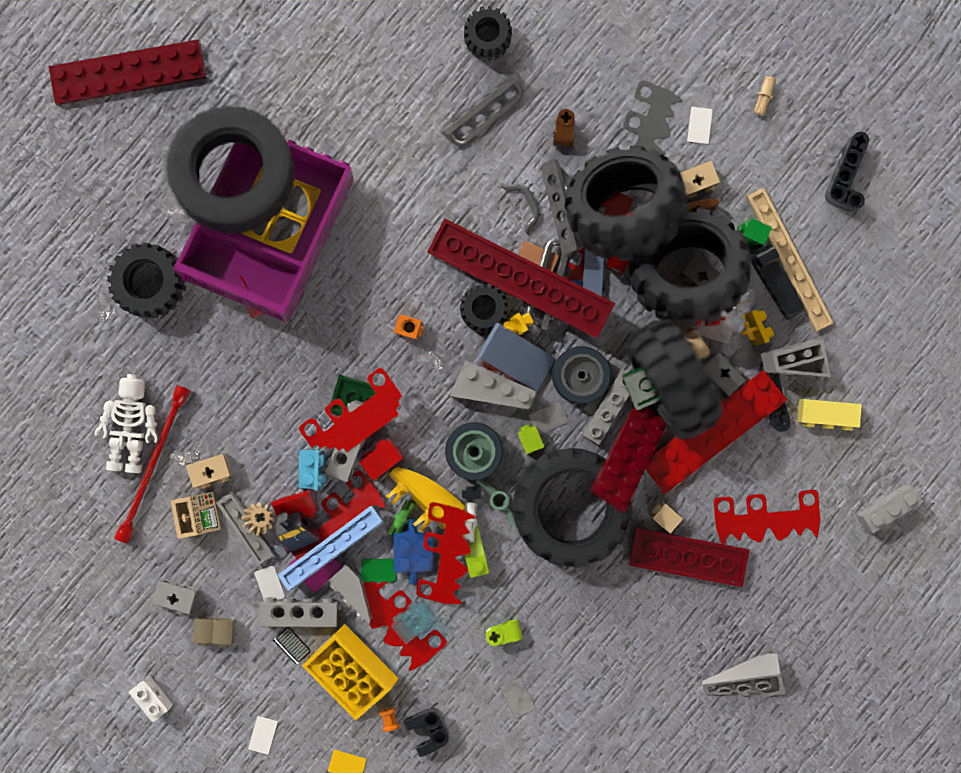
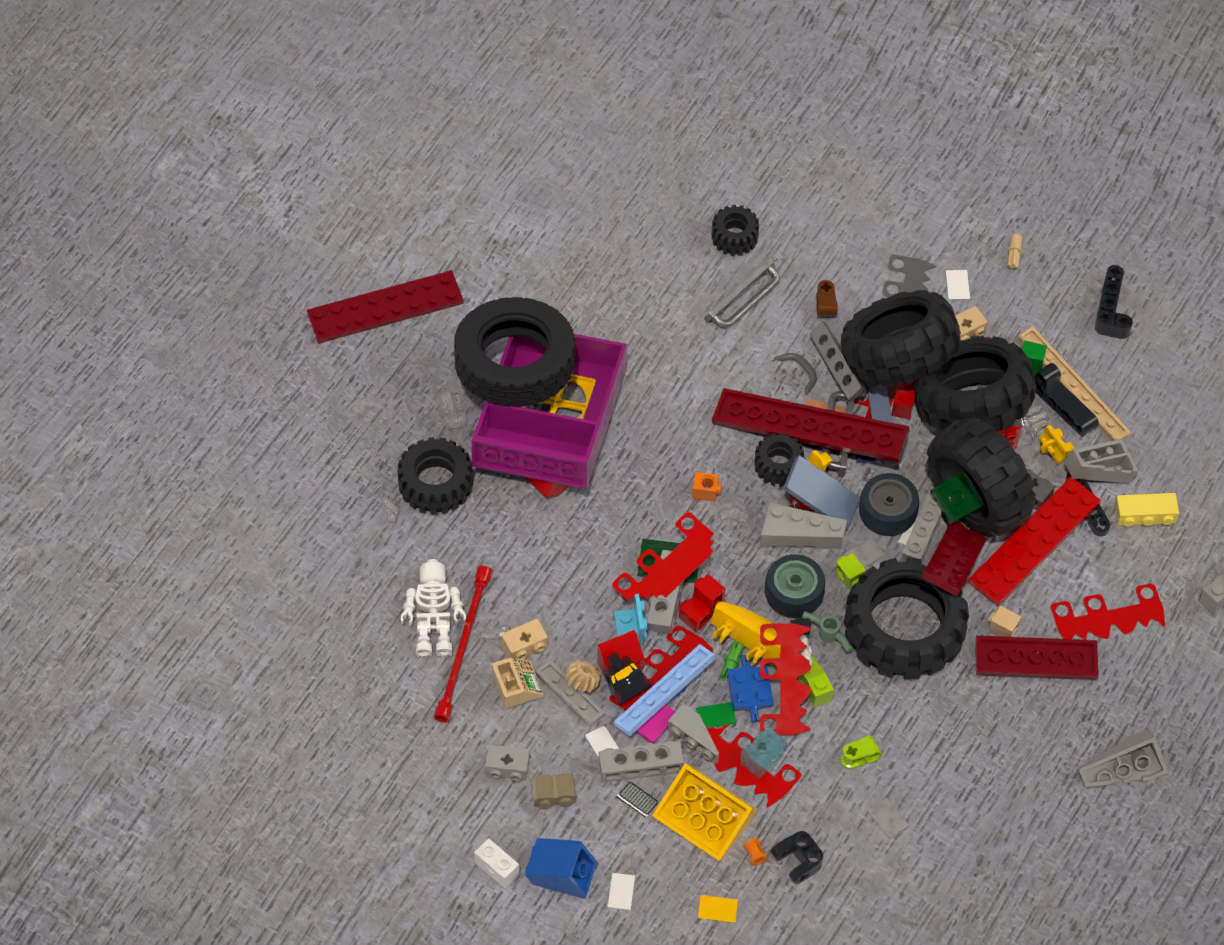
camera: 10 degrees left, 30 degrees down
(208, 711) = (561, 866): none -> blue slope

